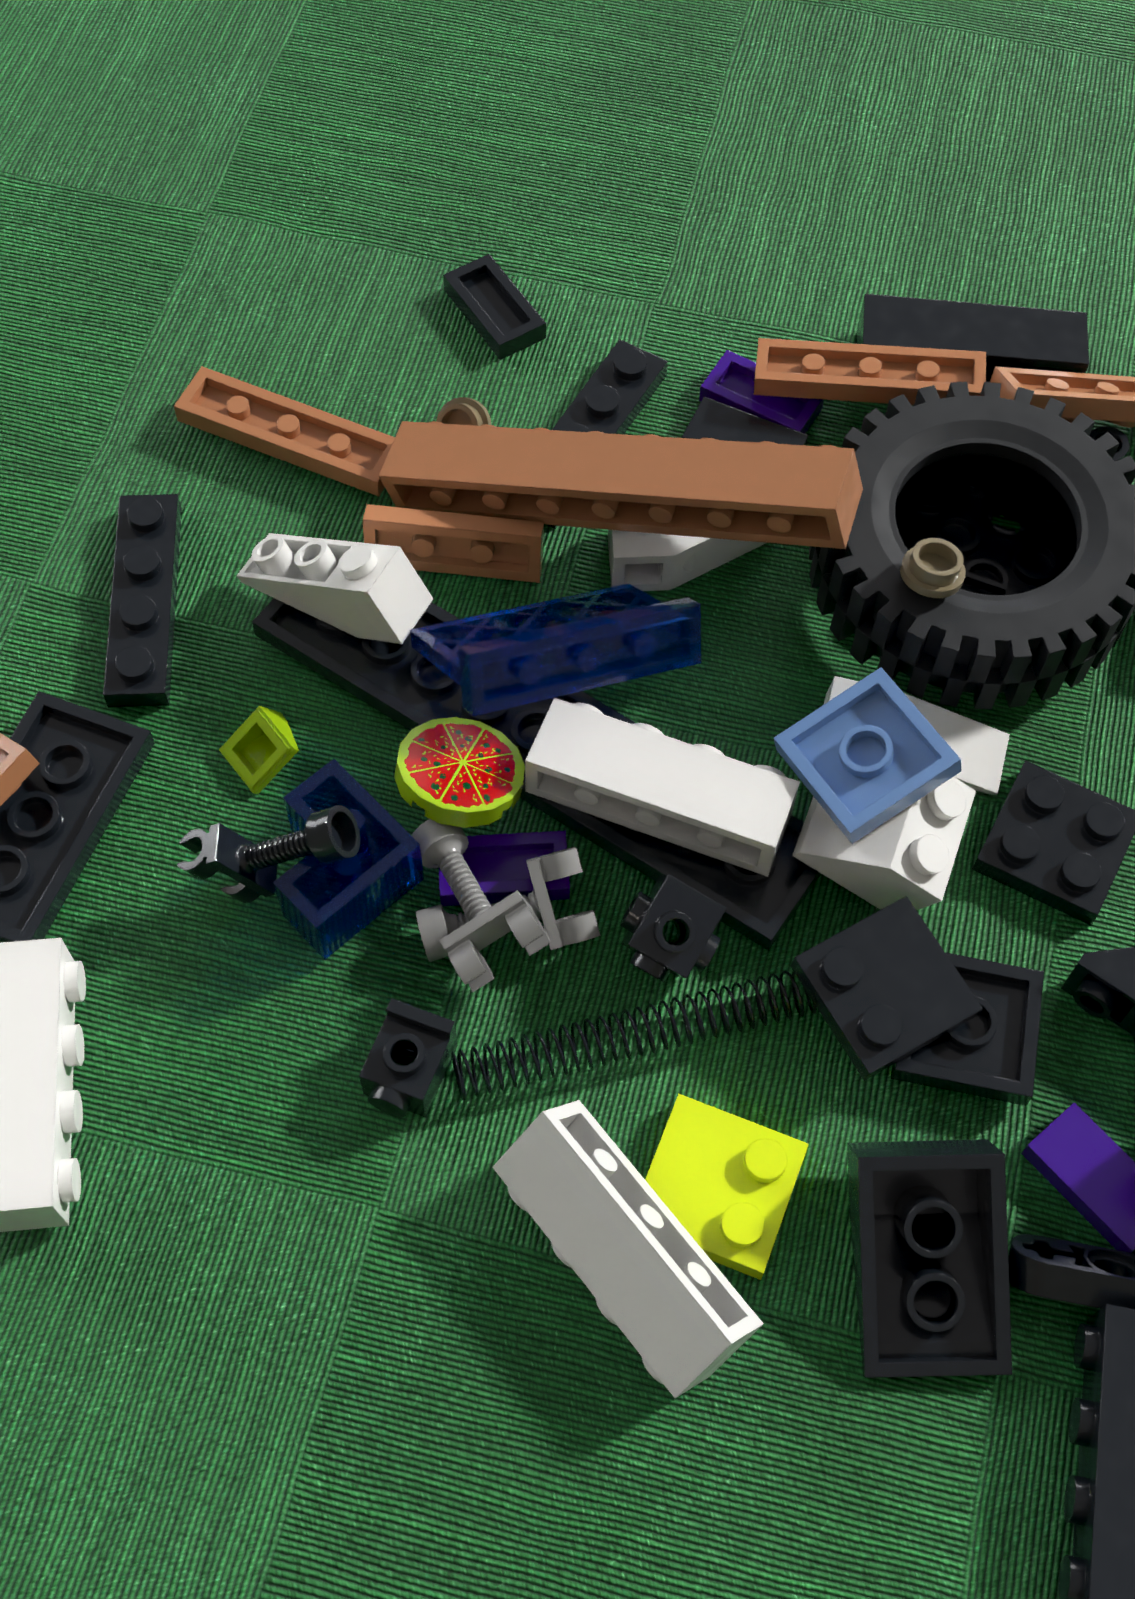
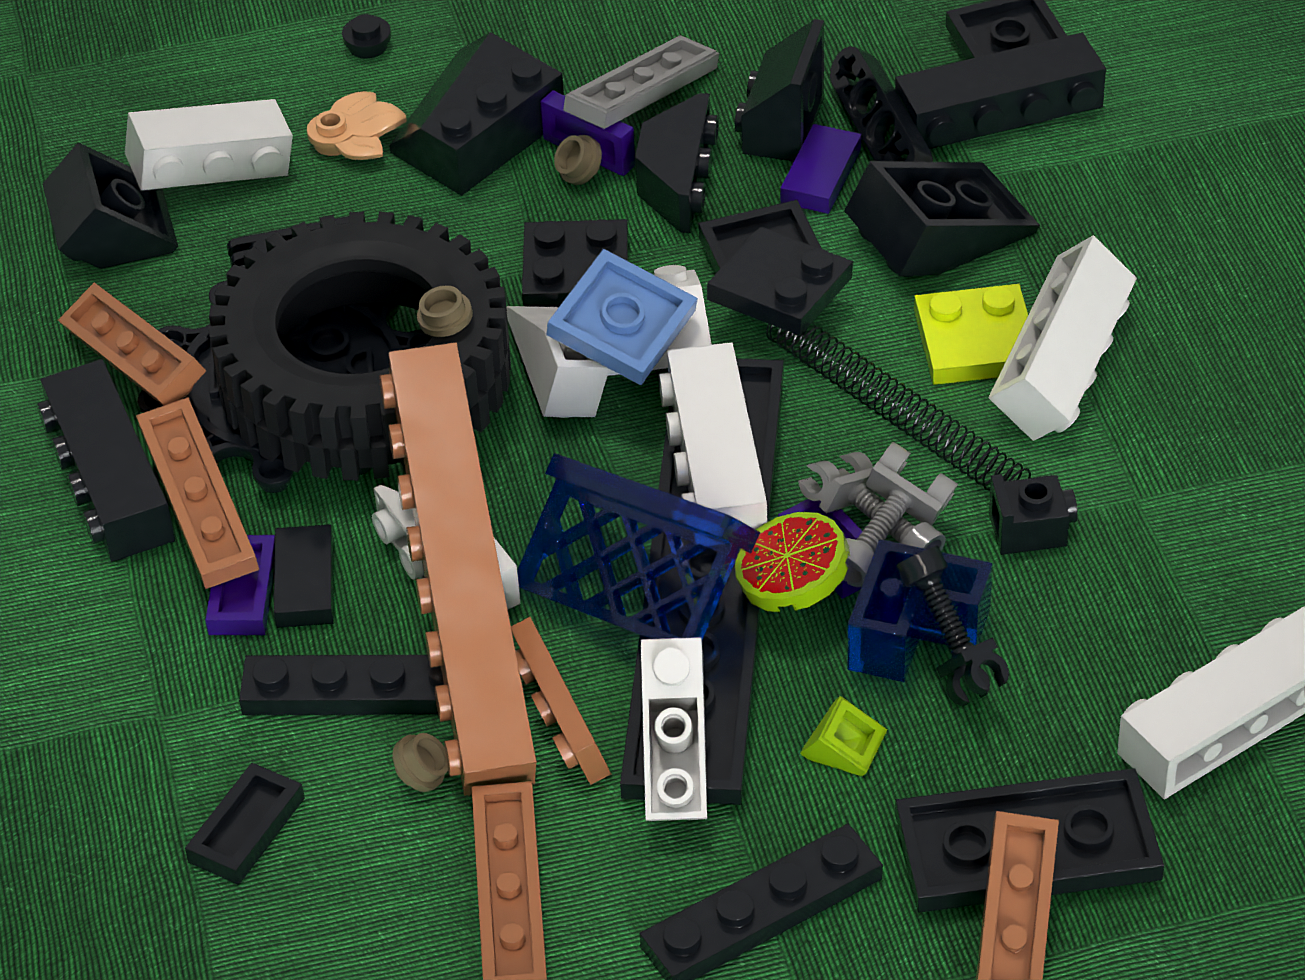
camera: 115 degrees left, 15 degrees down
(695, 922) = (820, 406): black brick -> none

